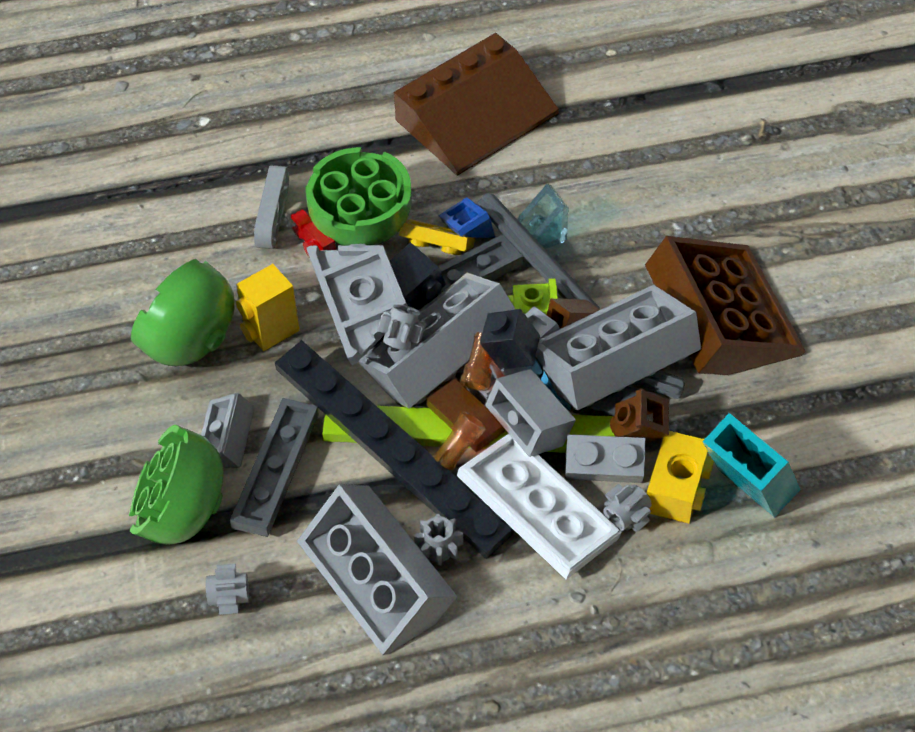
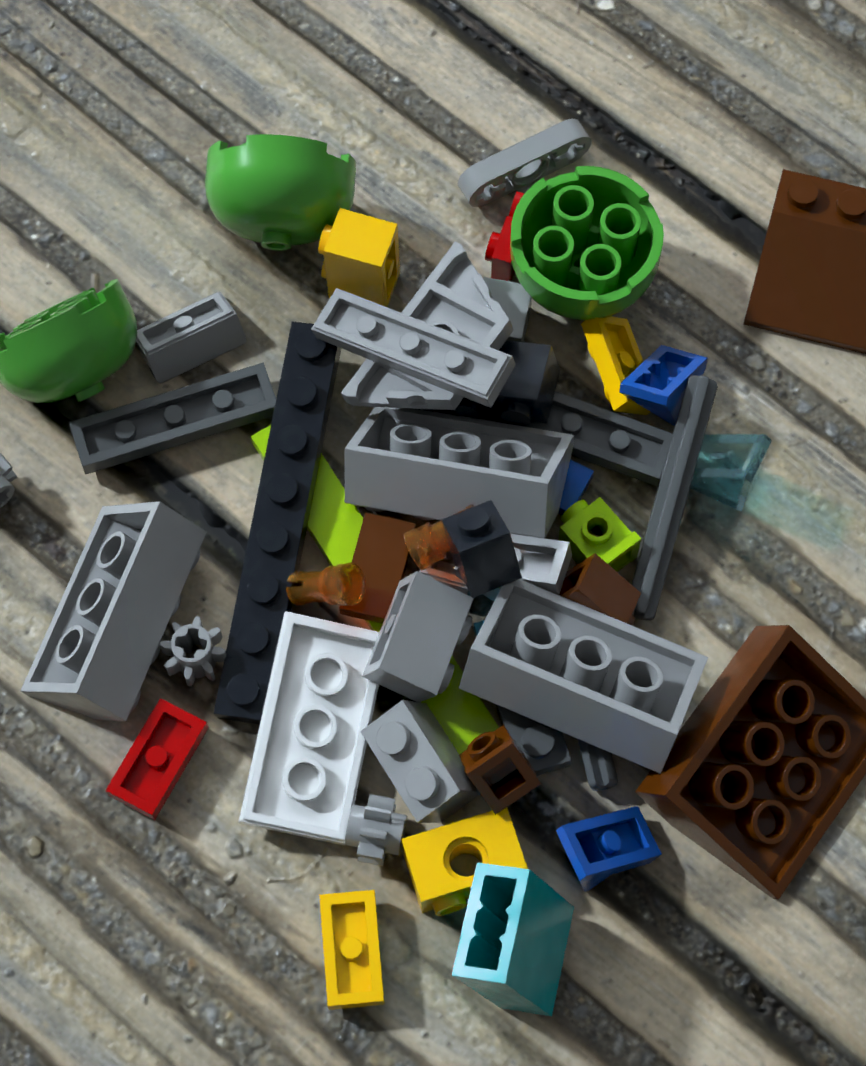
camera: 55 degrees right, 15 degrees up
(355, 301) = (414, 347): none -> light grey tile
(401, 327) = (409, 419): light grey gear -> none
(492, 599) = (157, 759): none -> red plate
(690, 564) = (351, 949): none -> yellow plate
(718, 402) = (608, 845): none -> blue slope

